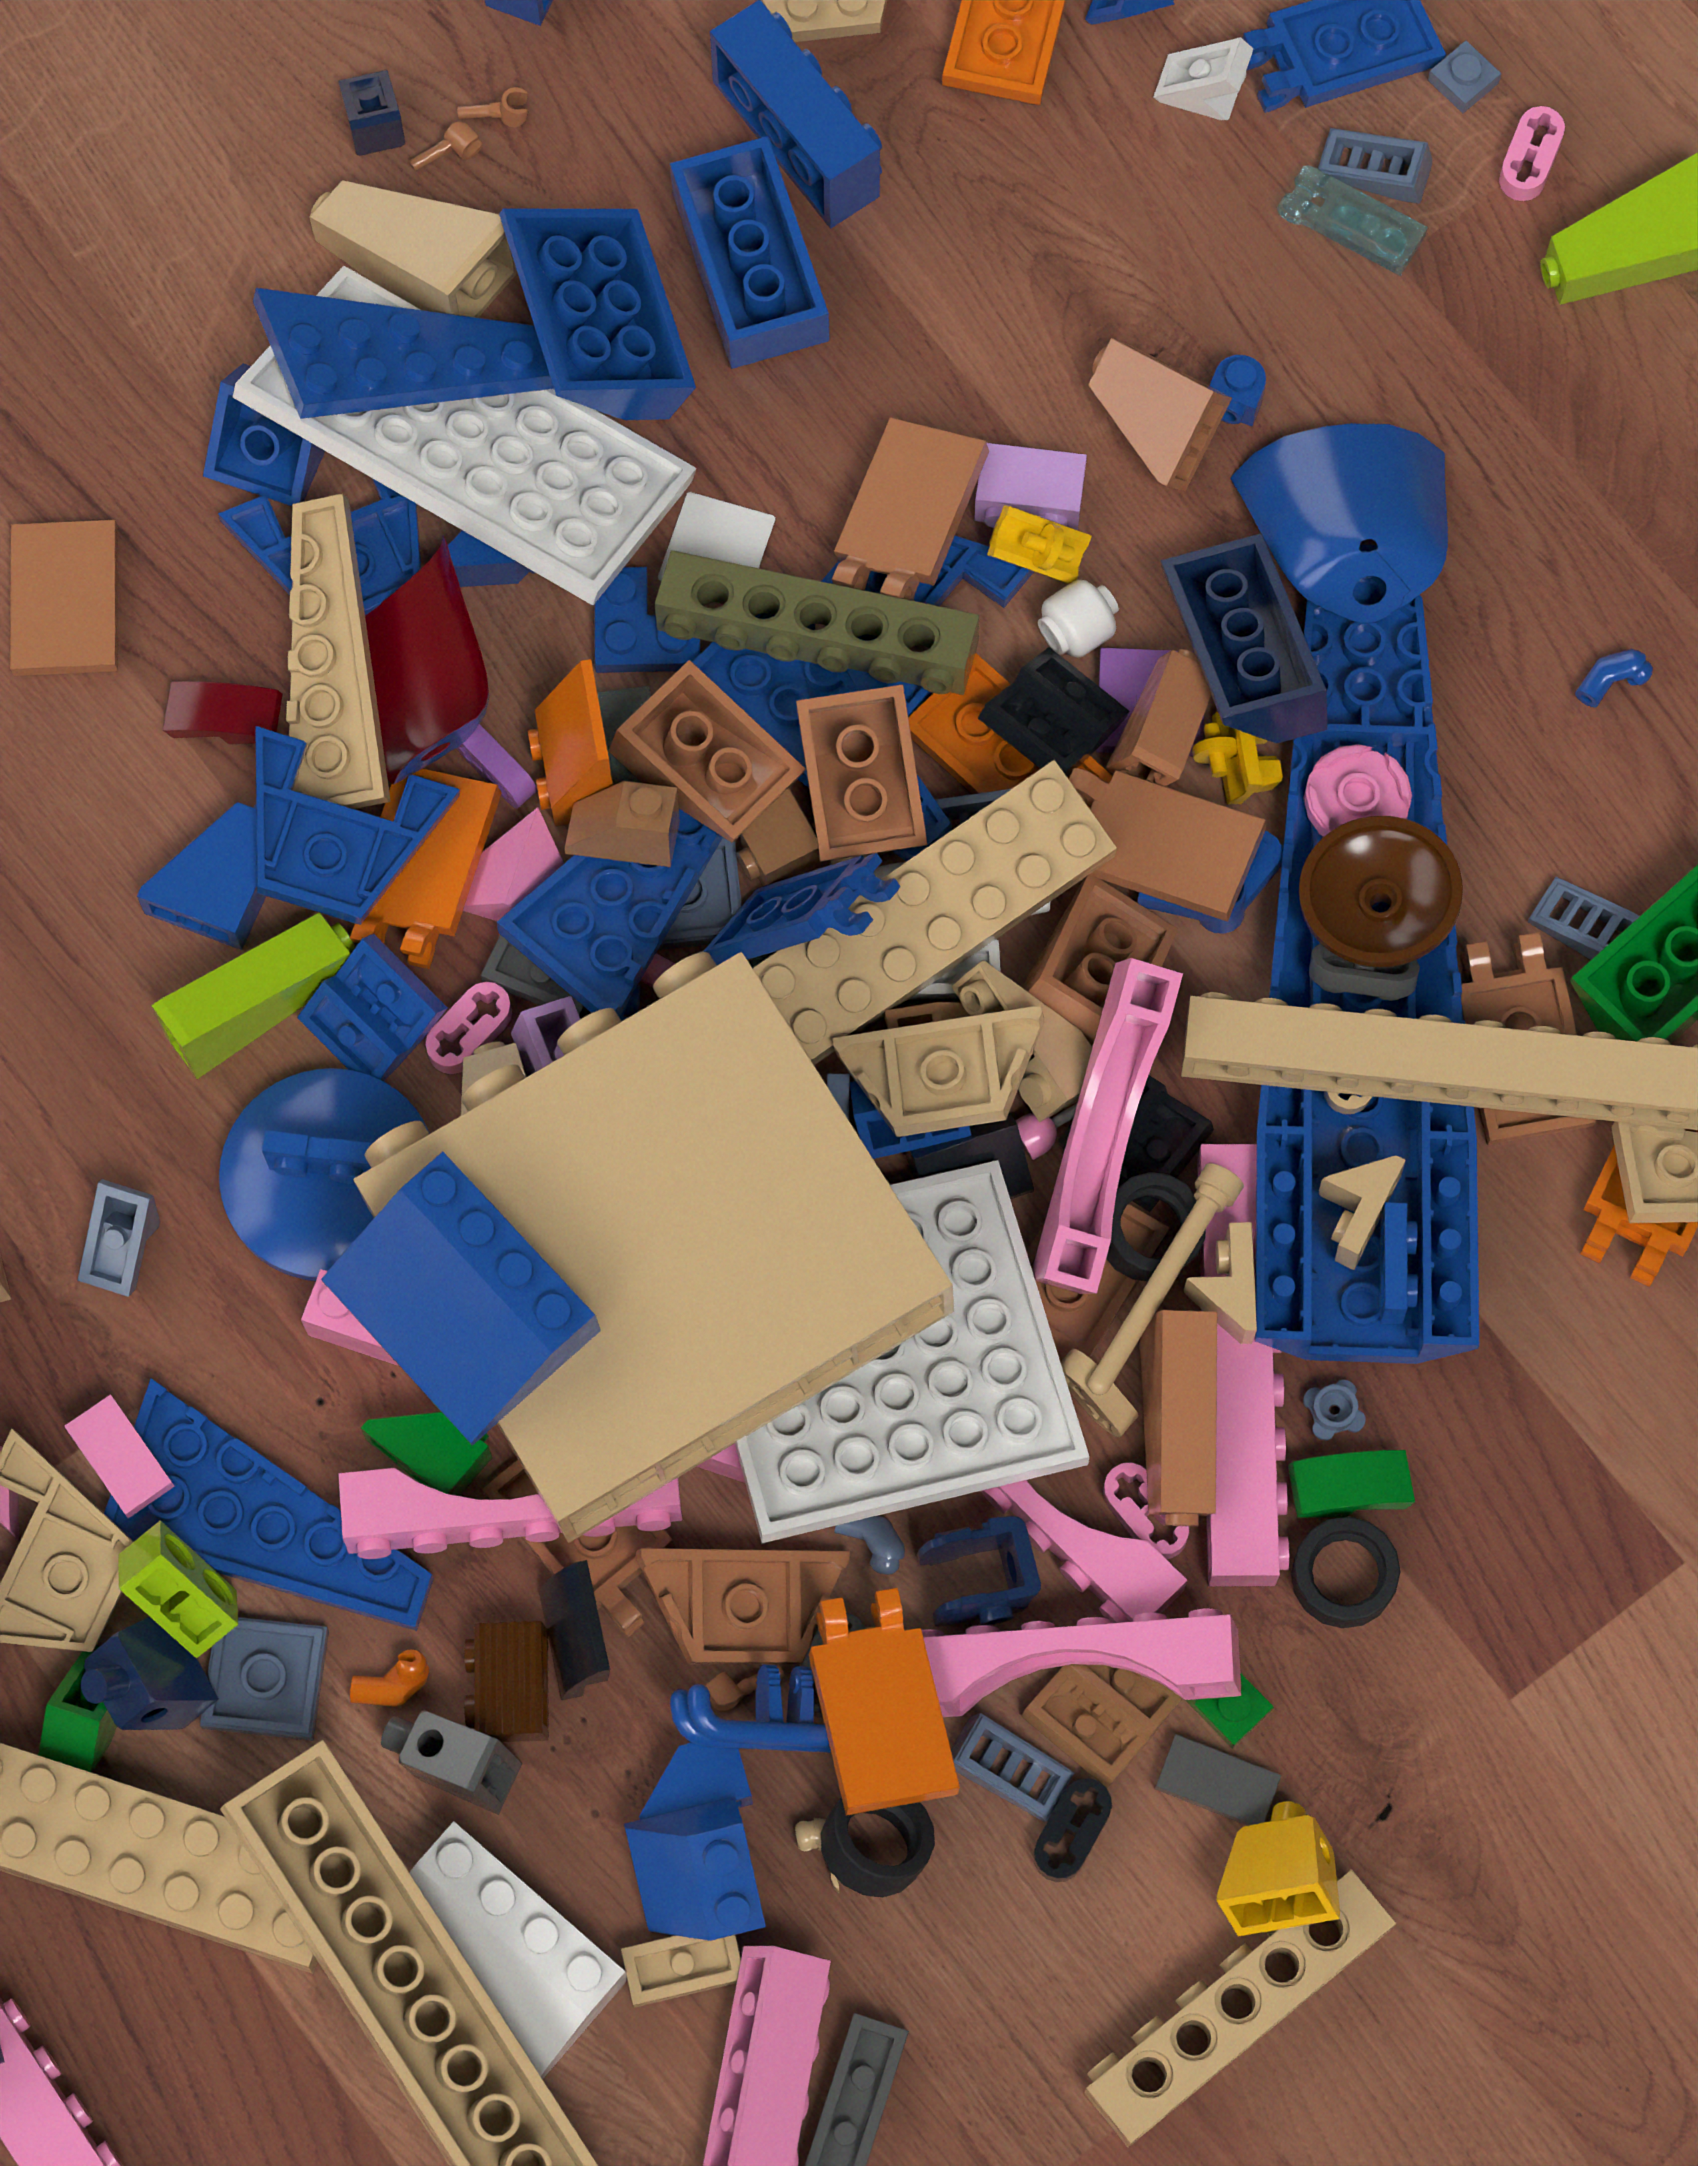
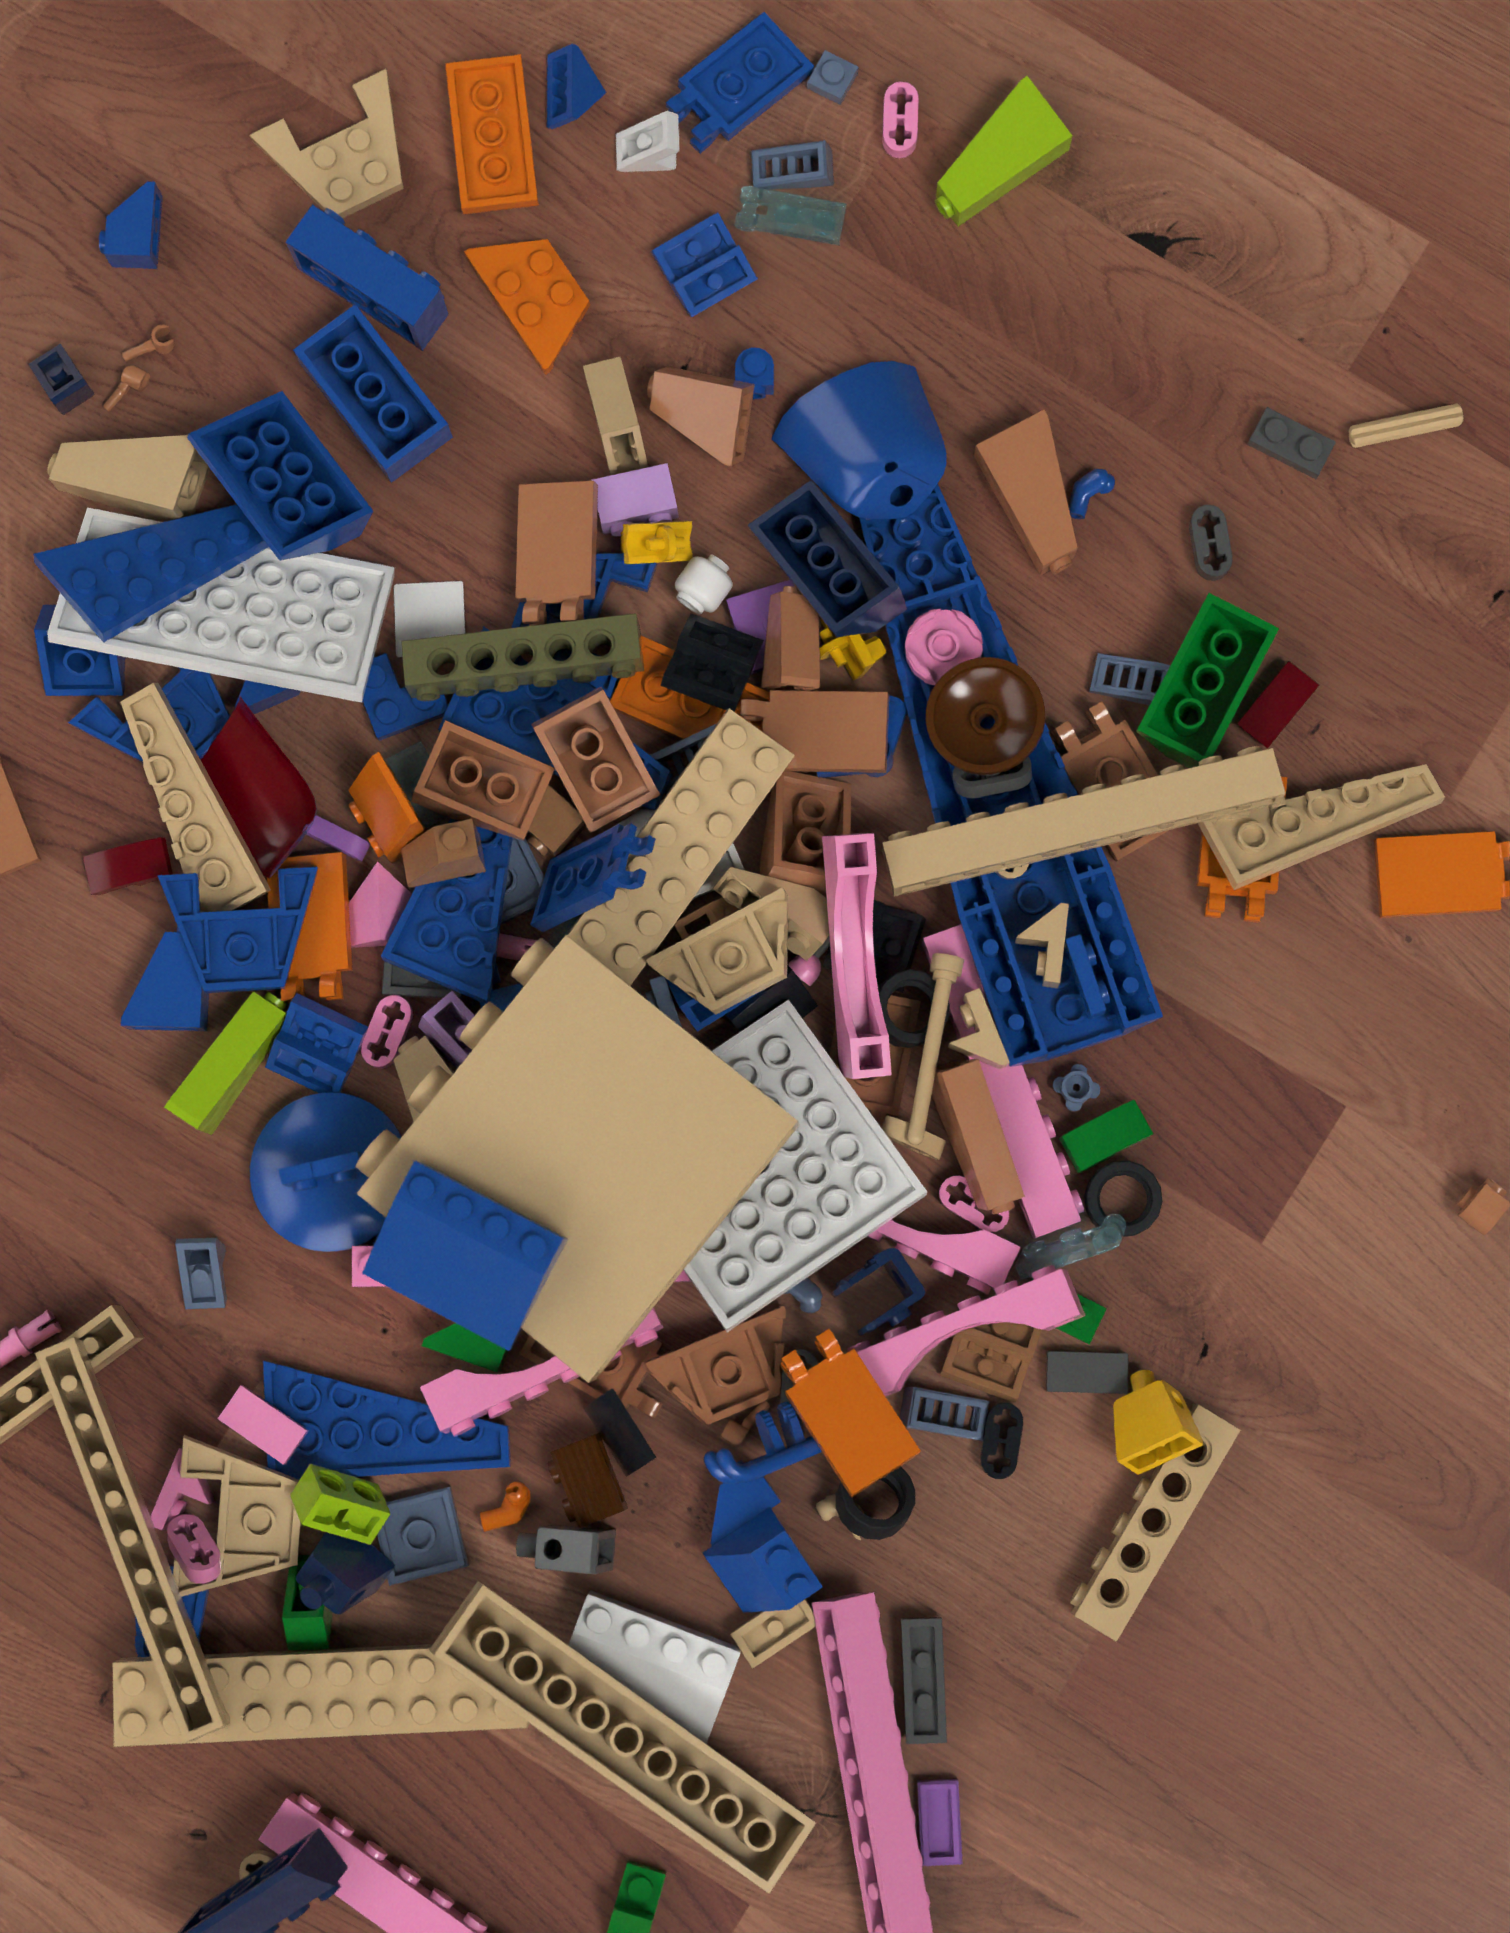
camera: 15 degrees left, 10 degrees up
(993, 205) = (533, 294): none -> orange wing
(1042, 378) = (615, 416): none -> tan slope
(1221, 242) = (704, 265): none -> blue slope
(1260, 1602) = (1071, 1246): none -> clear light blue plate
(1538, 644) = (1030, 488): none -> nougat slope

